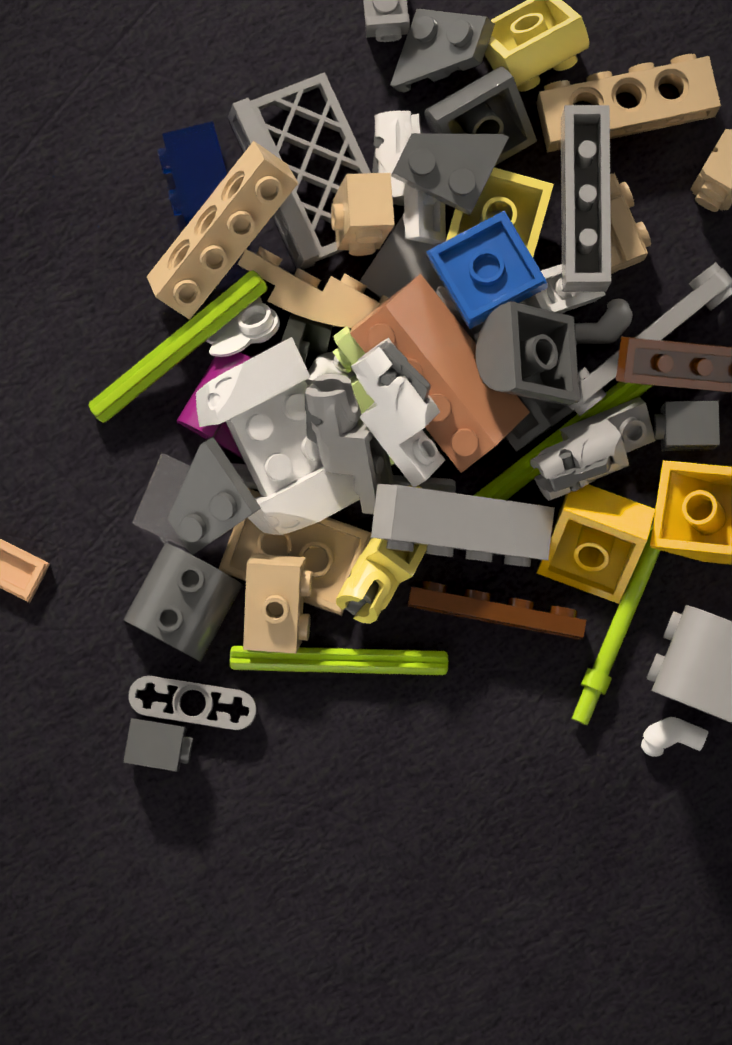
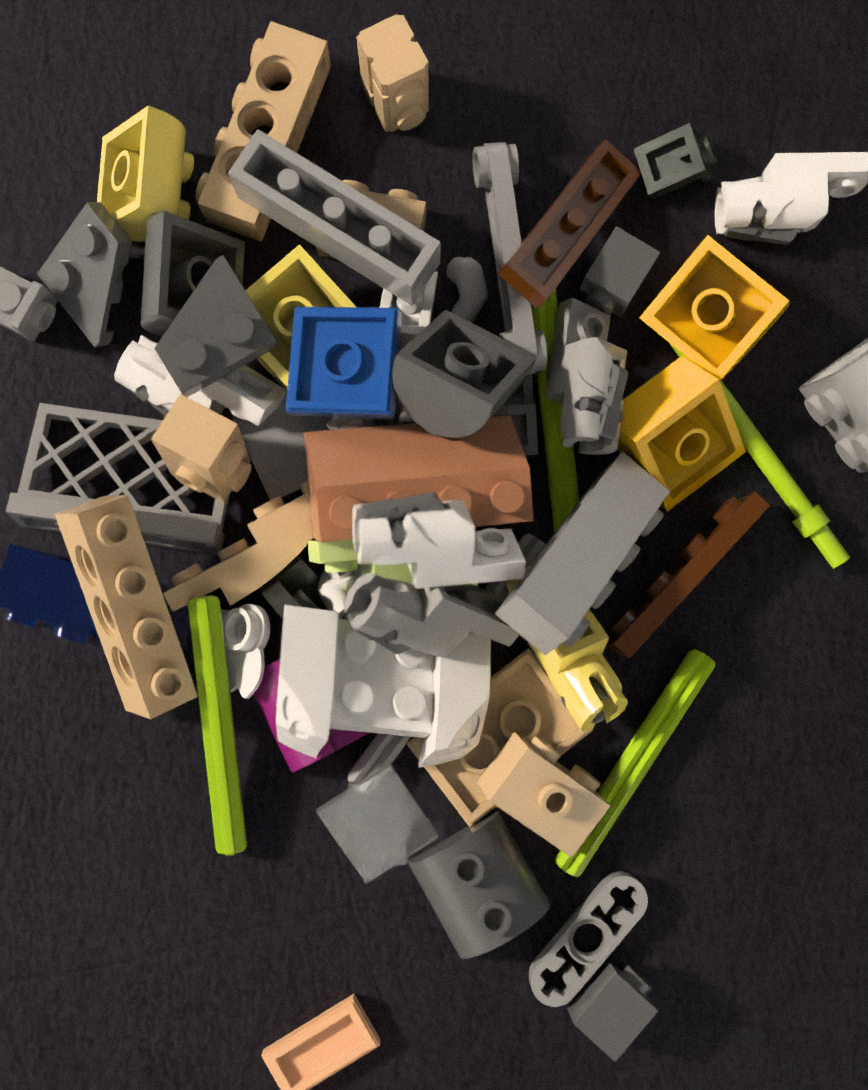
camera: 55 degrees left, 0 degrees up
(210, 499) = (397, 794): dark grey wing -> none

